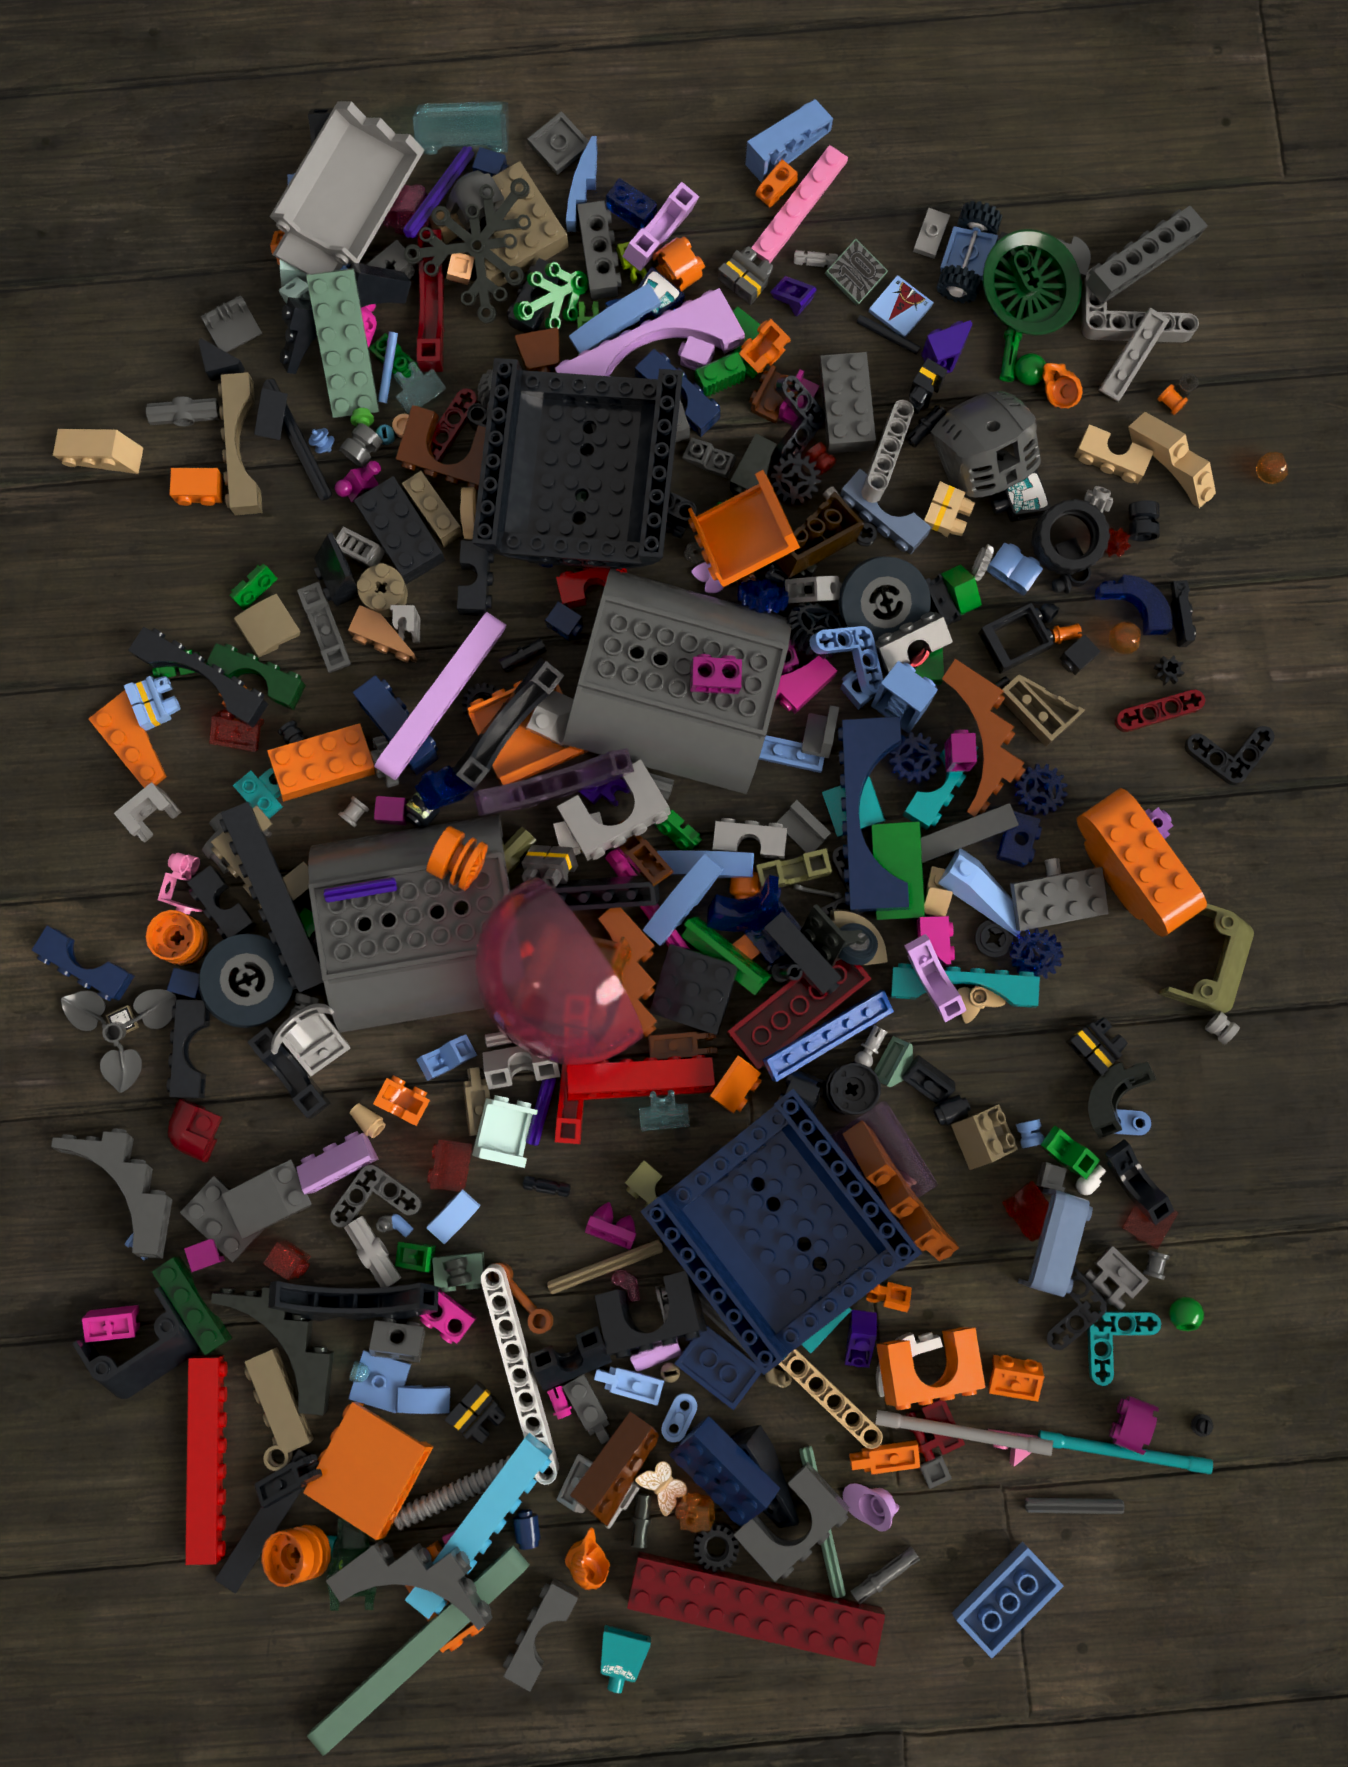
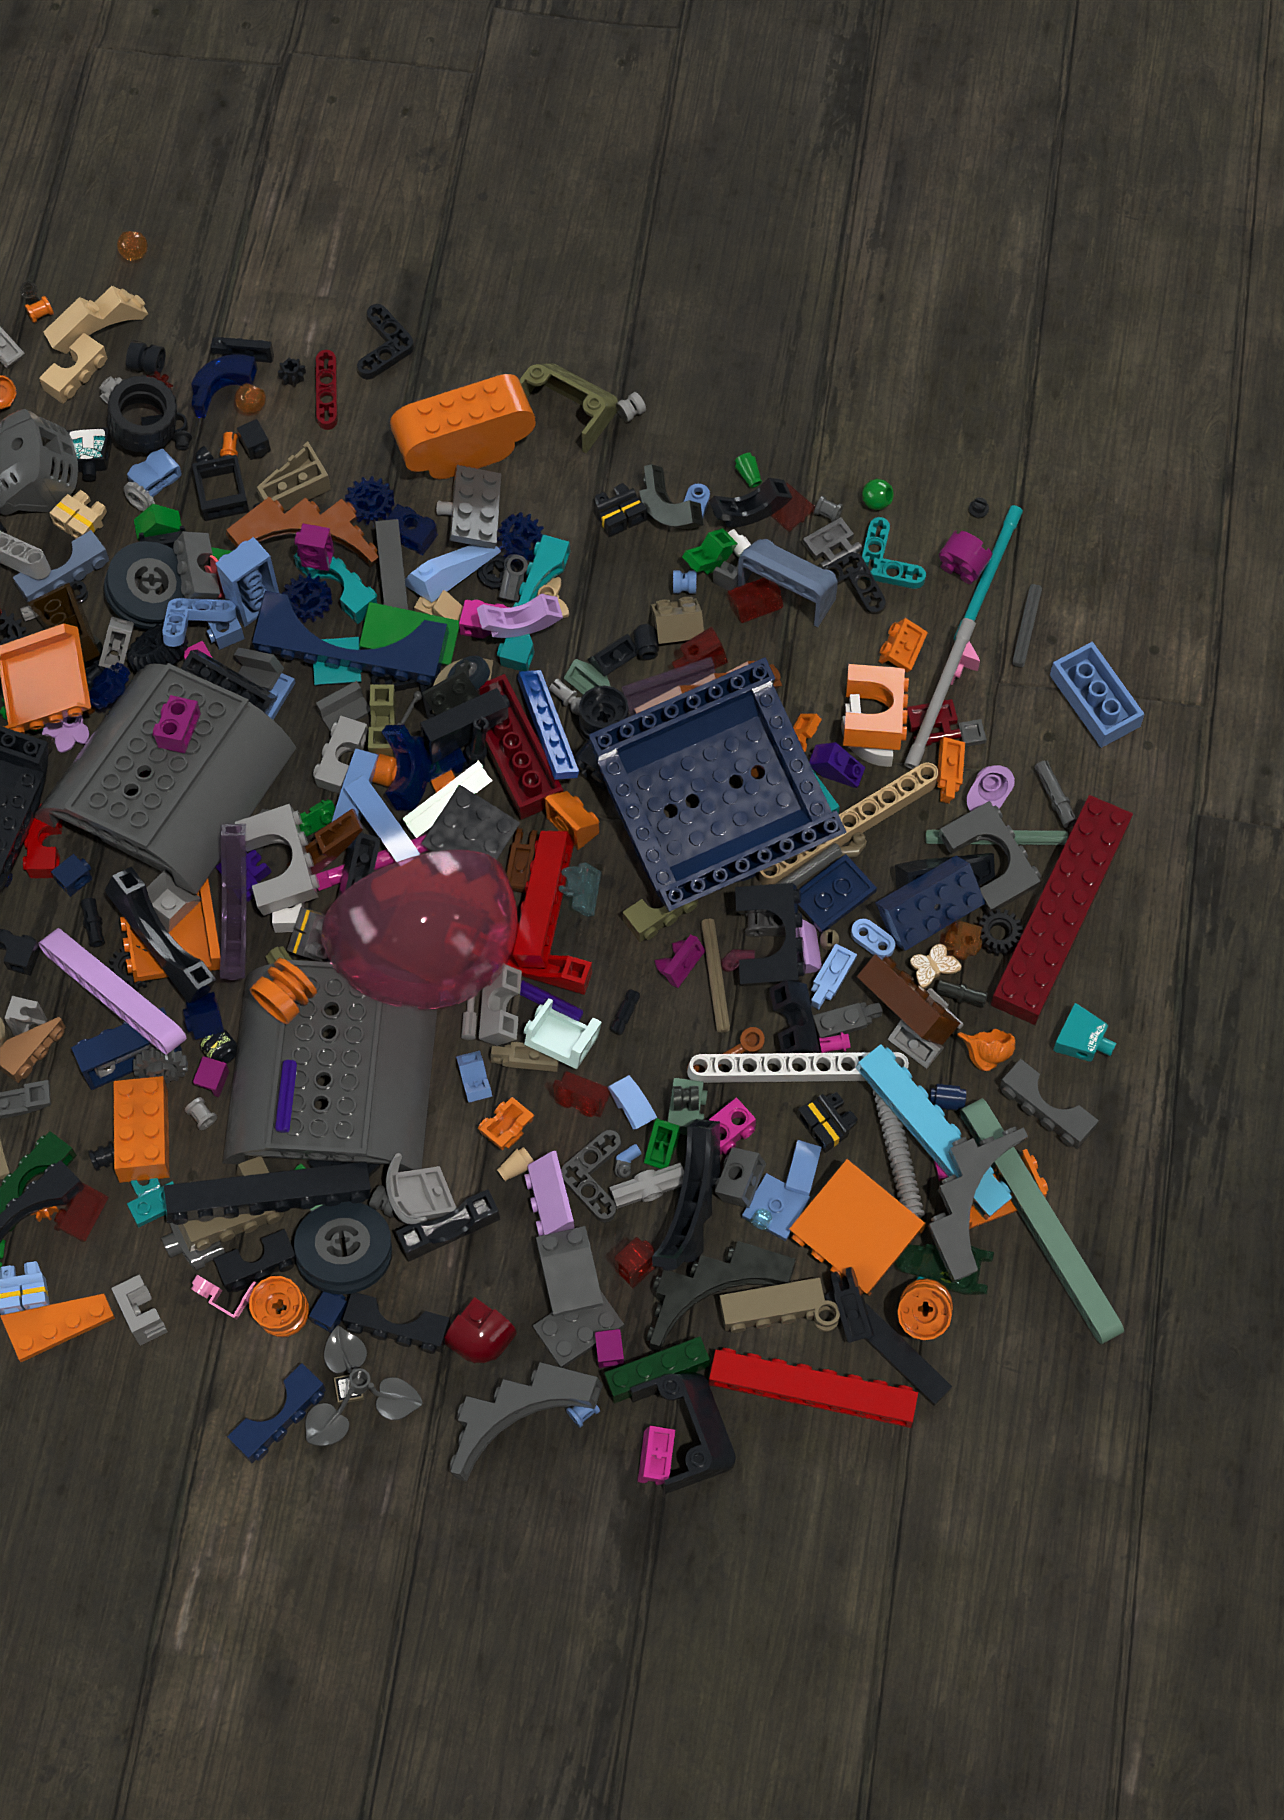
camera: 75 degrees left, 15 degrees down
(789, 710) = (219, 674): none -> black brick
(953, 1180) = (702, 647): none -> clear red torso
(986, 957) = (512, 579): none -> dark grey piece
(1181, 1169) = (748, 468): none -> green cone

